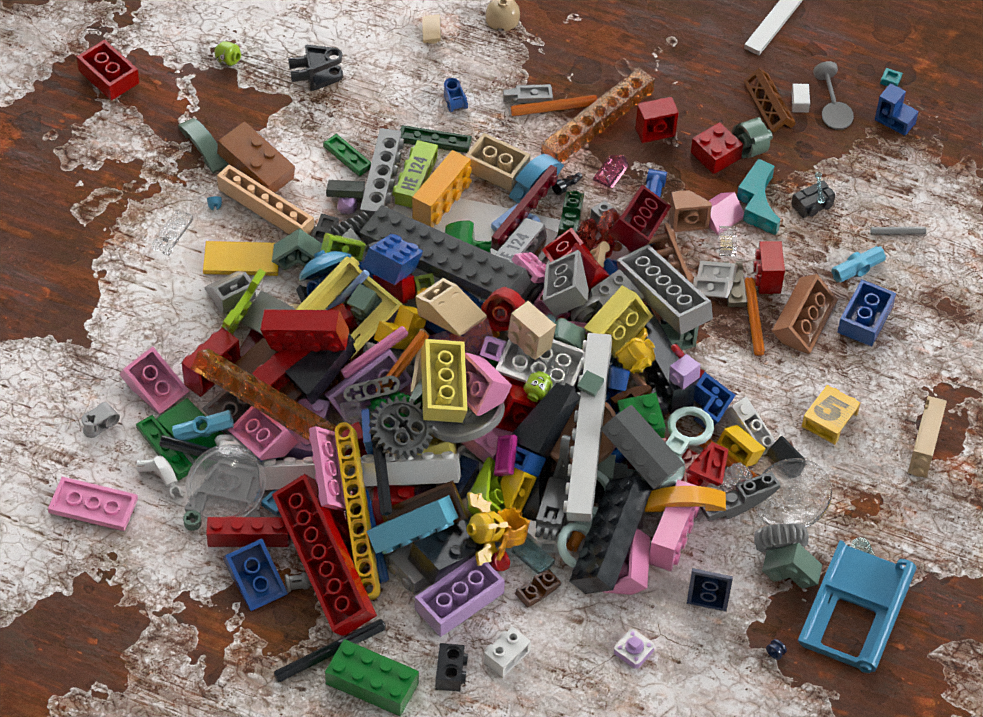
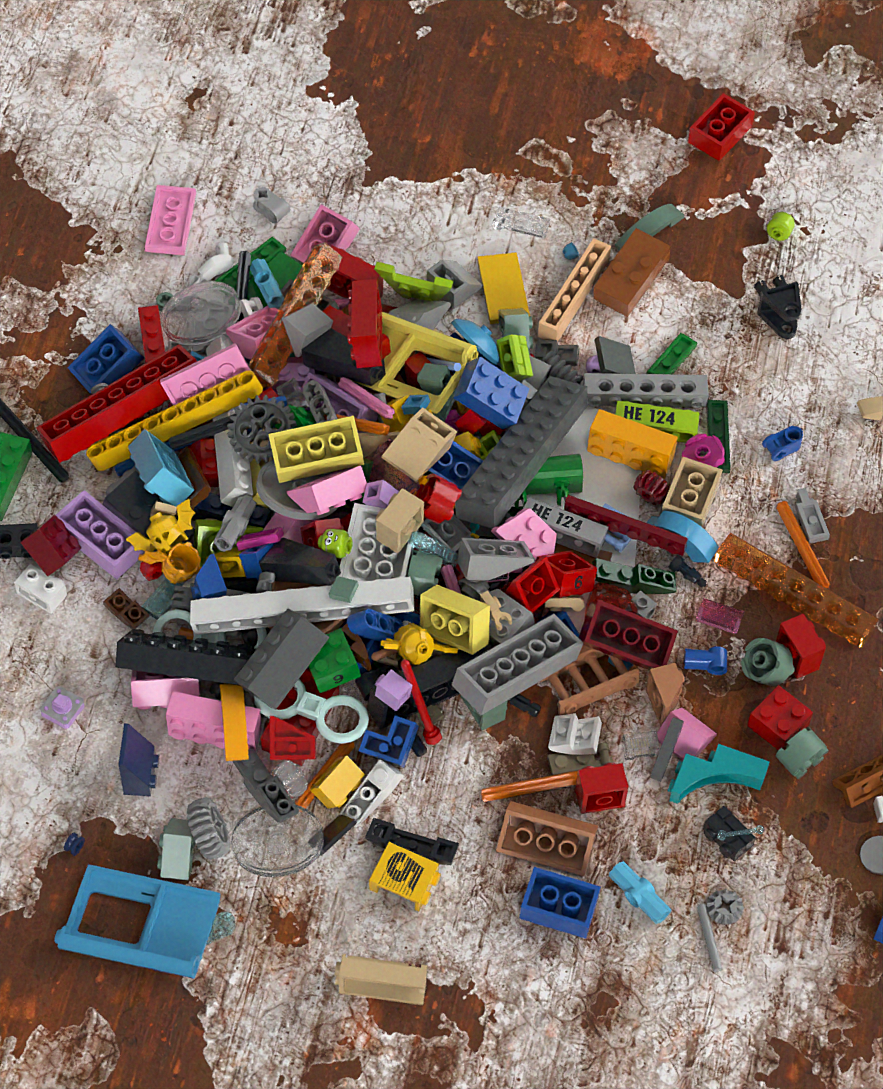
camera: 80 degrees right, 5 degrees up
(285, 385) = (305, 326): none -> light grey slope
(395, 312) = (415, 403): none -> dark azure plate
(450, 139) = (709, 444): none -> dark pink plate
(461, 529) = (165, 509): none -> tan tile
(473, 627) = (51, 545): none -> dark red brick
(485, 186) = (651, 487): none -> dark red gear
(489, 469) = (235, 523): none -> light grey piece
(542, 501) = (209, 581): none -> blue slope
(611, 288) = (495, 614): none -> tan plate
(660, 136) = (767, 662): none -> sand green brick
(730, 213) = (667, 749): none -> dark grey beam
(805, 397) = (438, 850): none -> black slope
(869, 220) = (722, 915): none -> light grey gear

